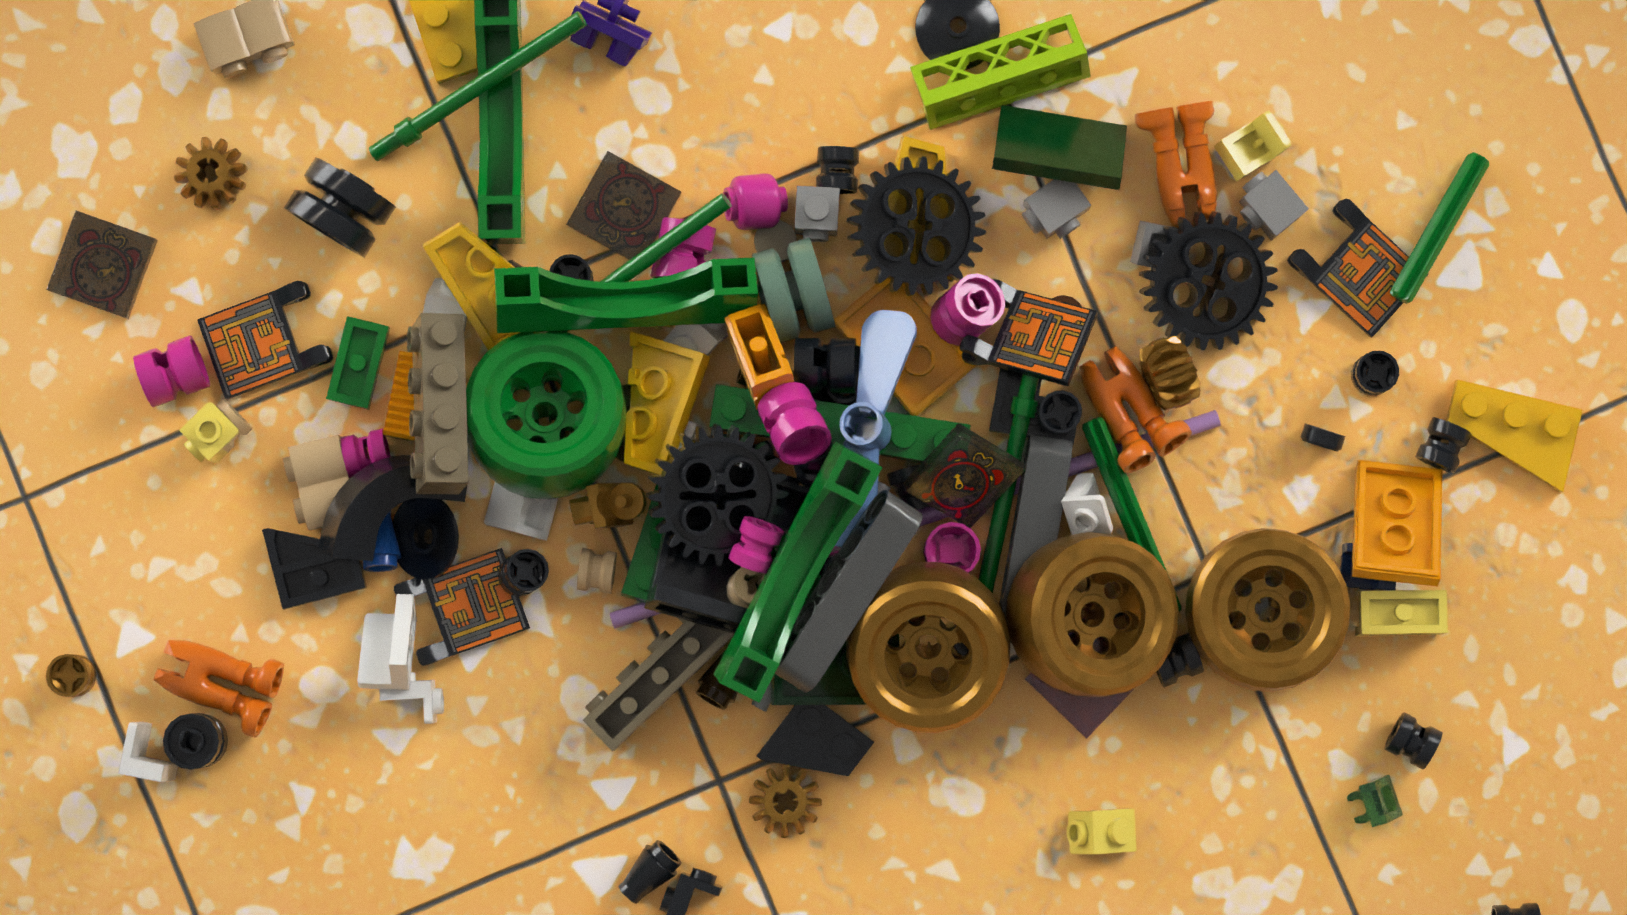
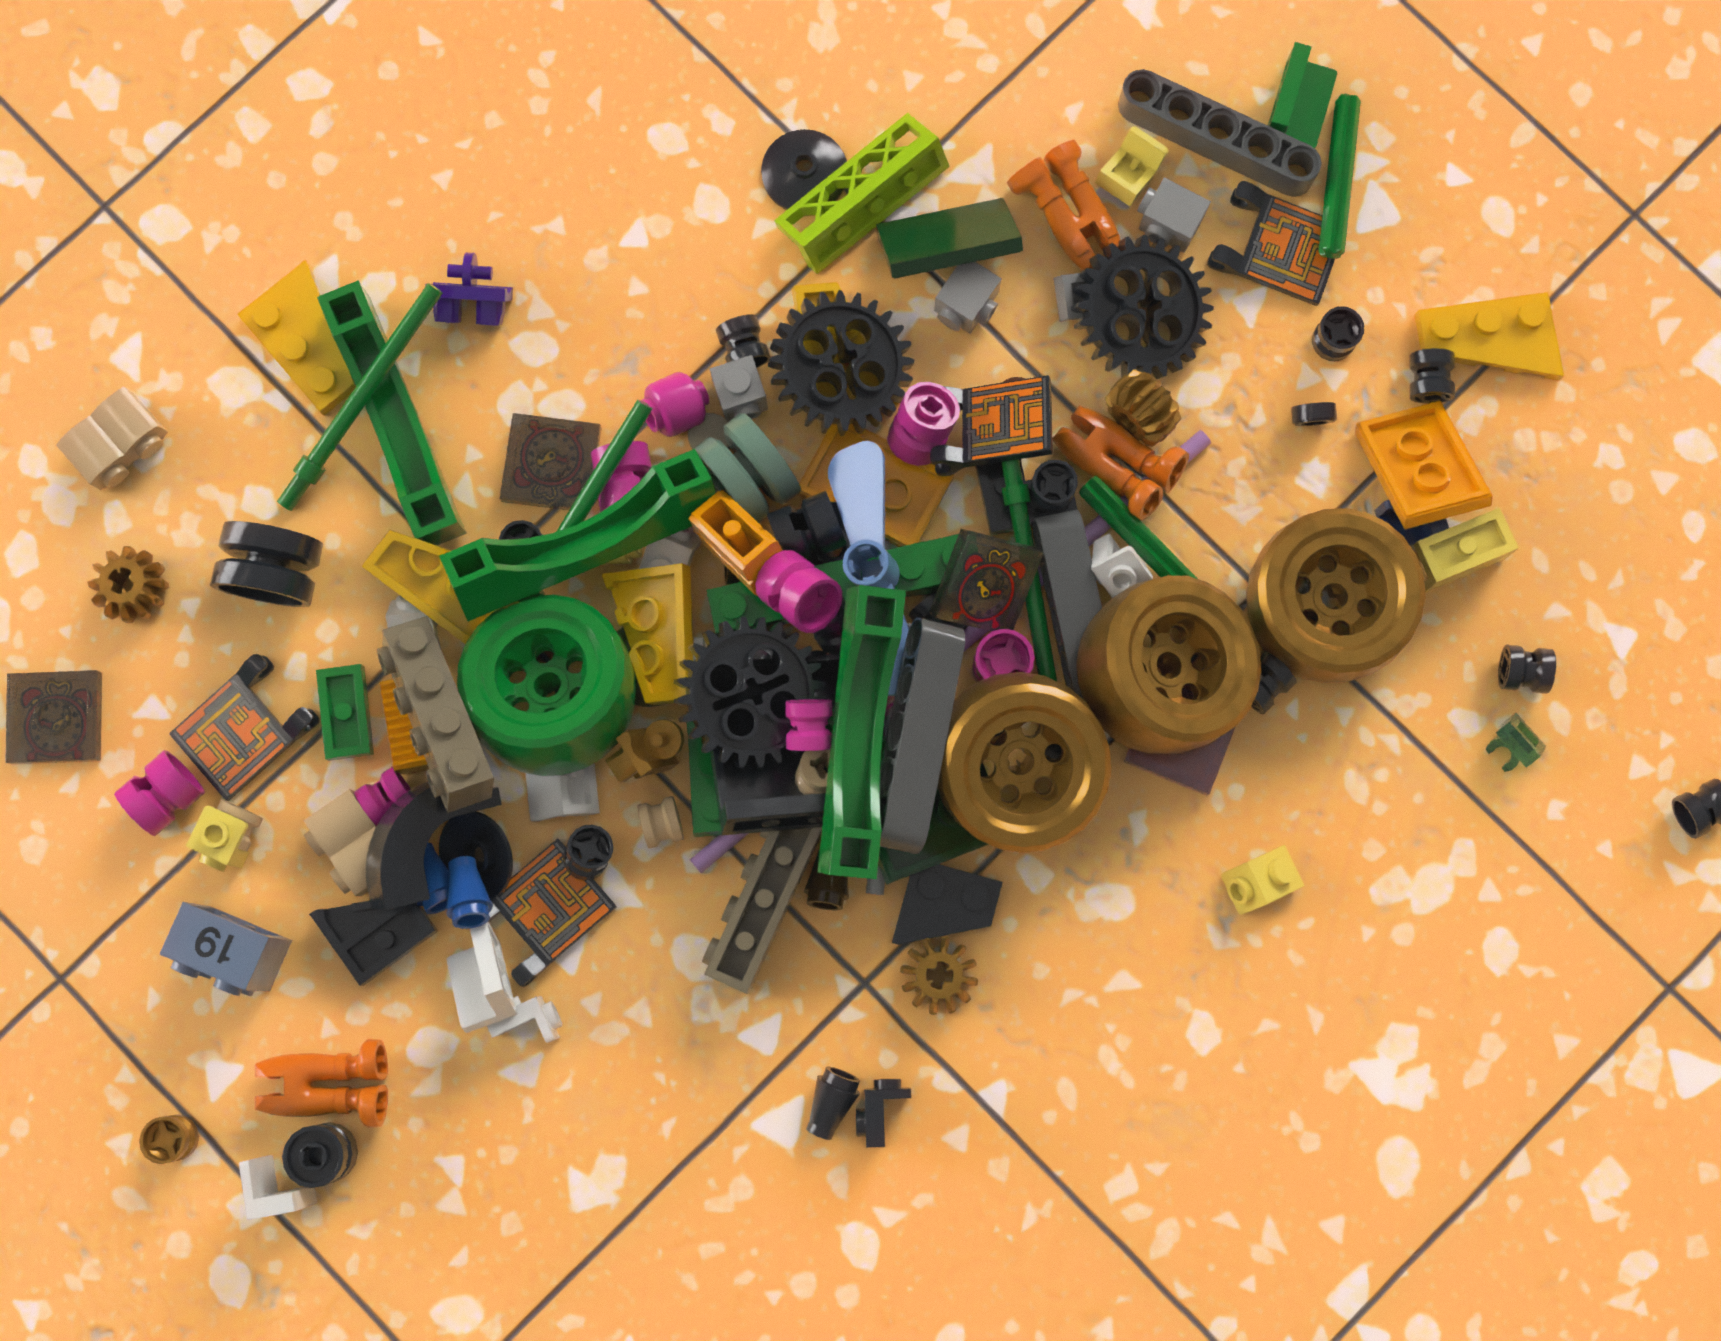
camera: 25 degrees left, 5 degrees down
(180, 531) = (224, 947): none -> sand blue brick
(405, 569) = (467, 897): none -> blue cone
(1341, 123) = (1207, 114): none -> dark grey beam
(1436, 143) = (1302, 96): none -> green panel

